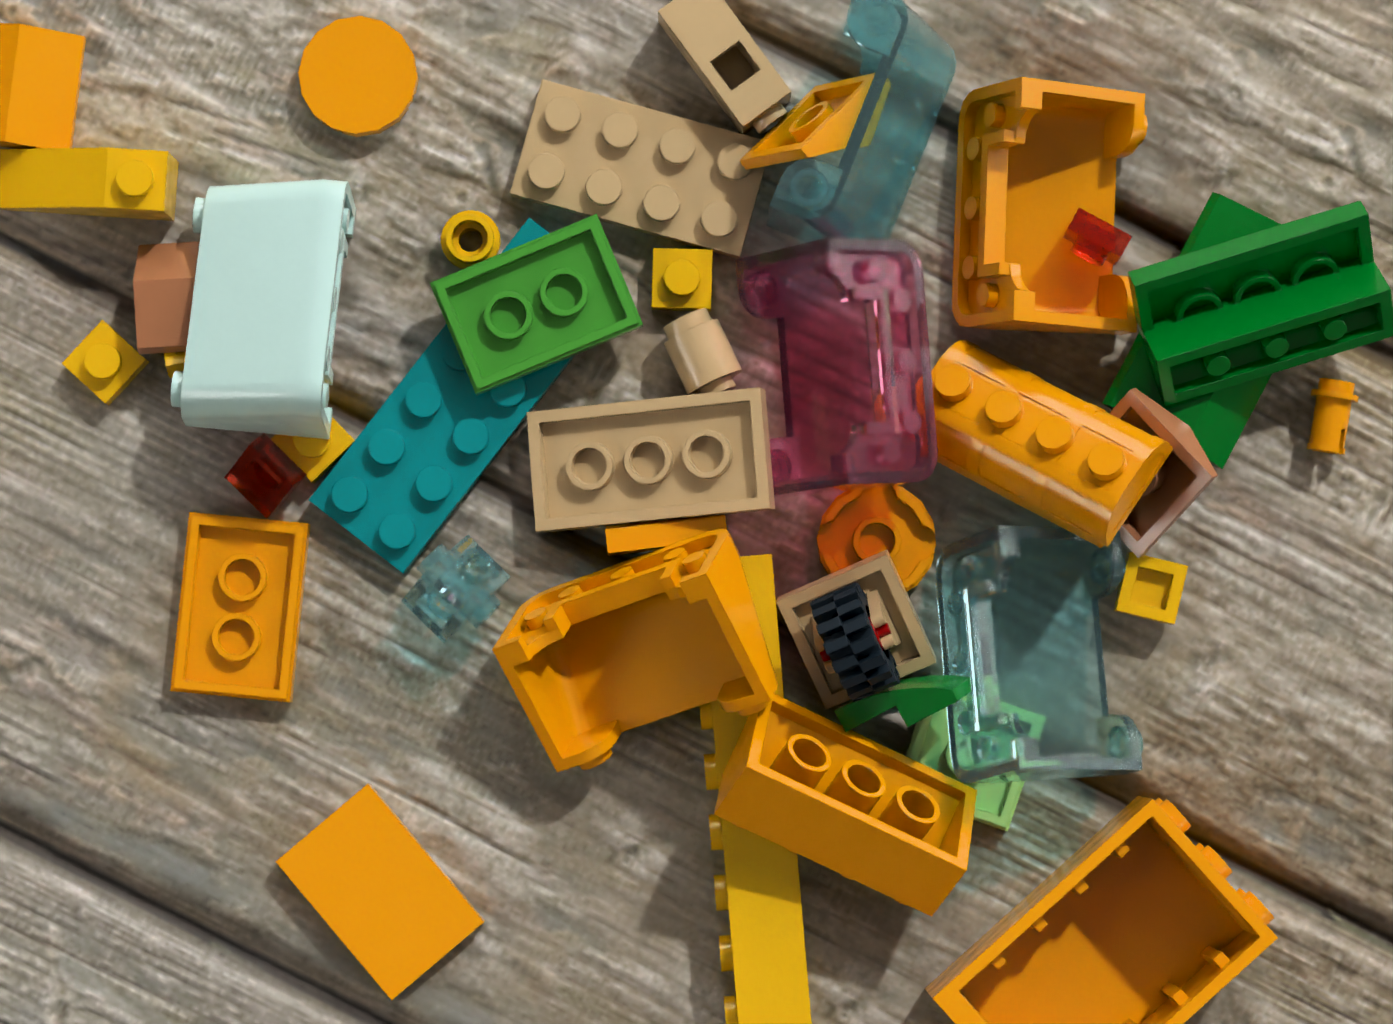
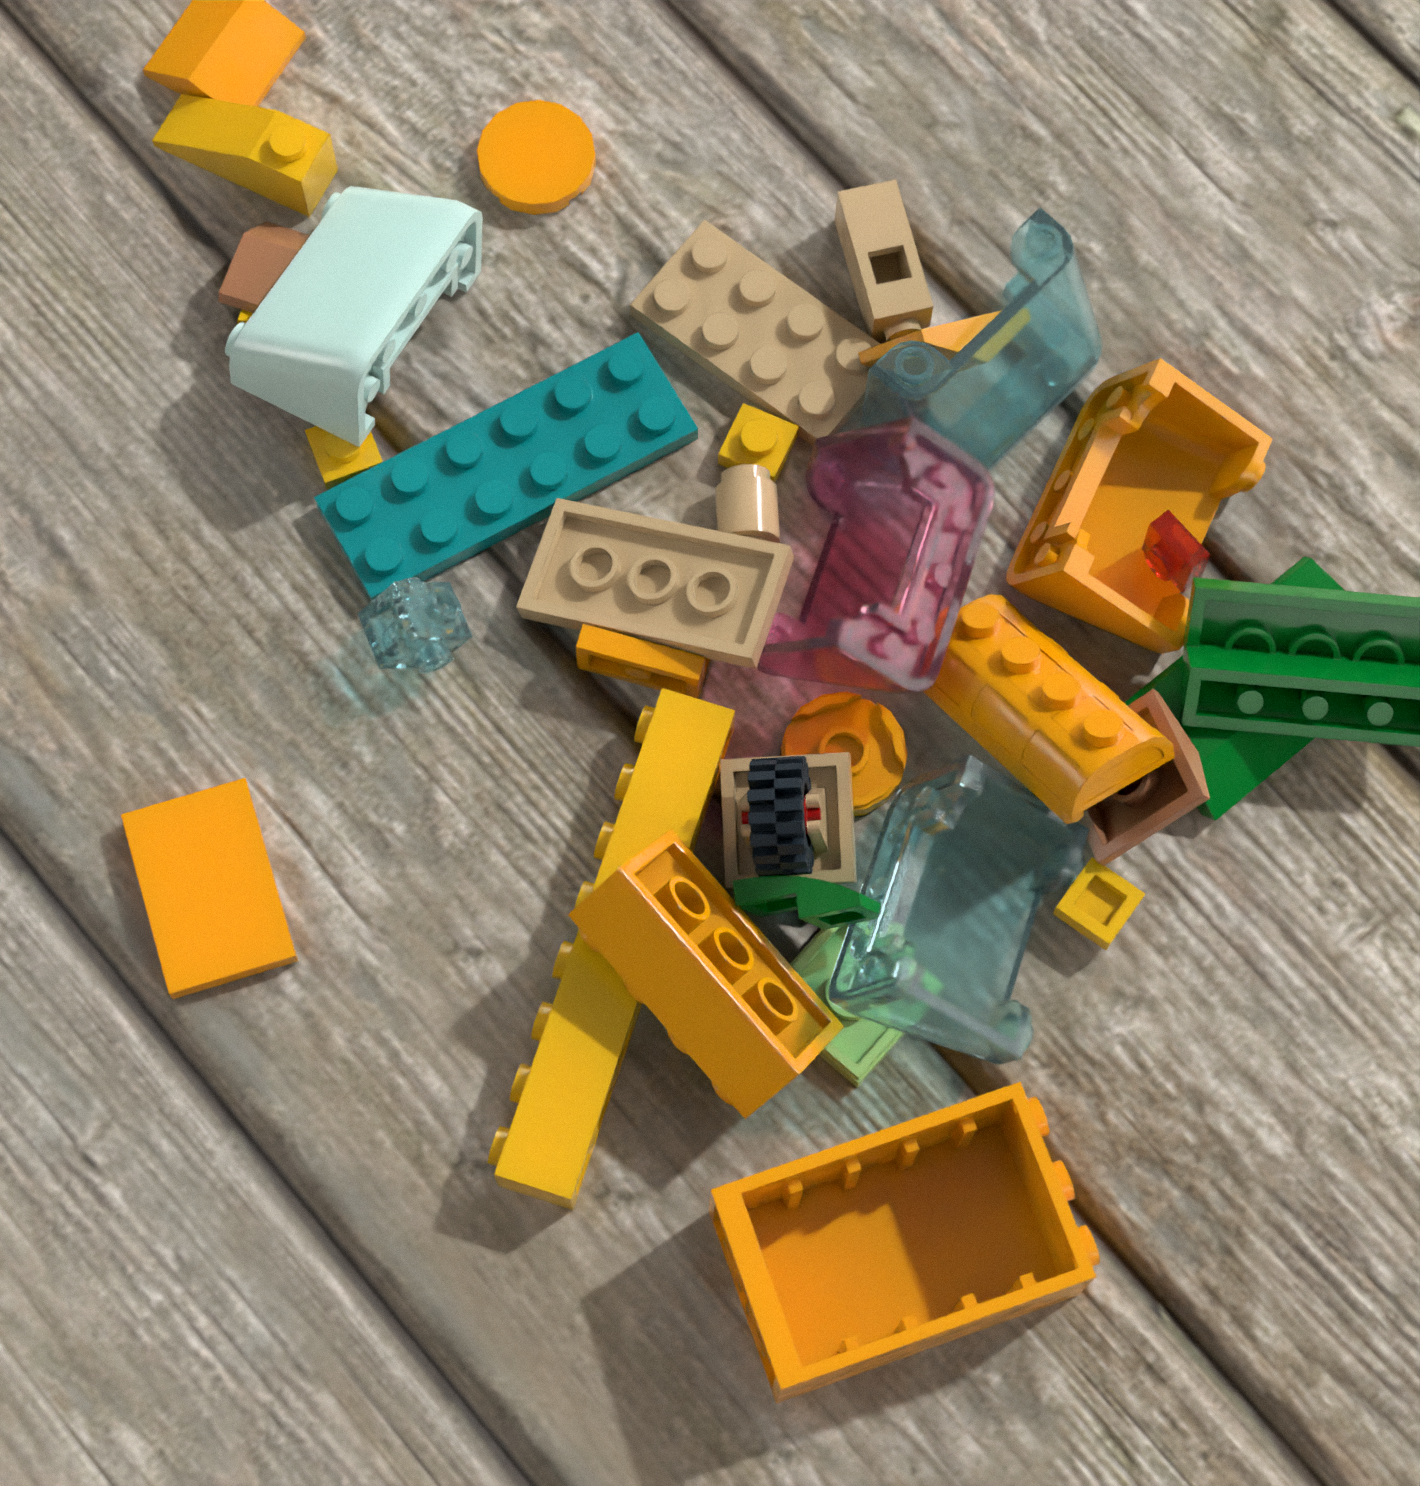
camera: 20 degrees right, 15 degrees down
(105, 362) = (185, 308): yellow plate -> none
(240, 607) = (203, 572): light orange tile -> none
(265, 475) = (283, 458): clear red plate -> none
(462, 223) = (574, 317): yellow plate -> none
(536, 304) = (609, 403): bright green tile -> none
(637, 648) = (562, 747): light orange windscreen -> none
(1331, 415) = (1344, 812): light orange pin -> none

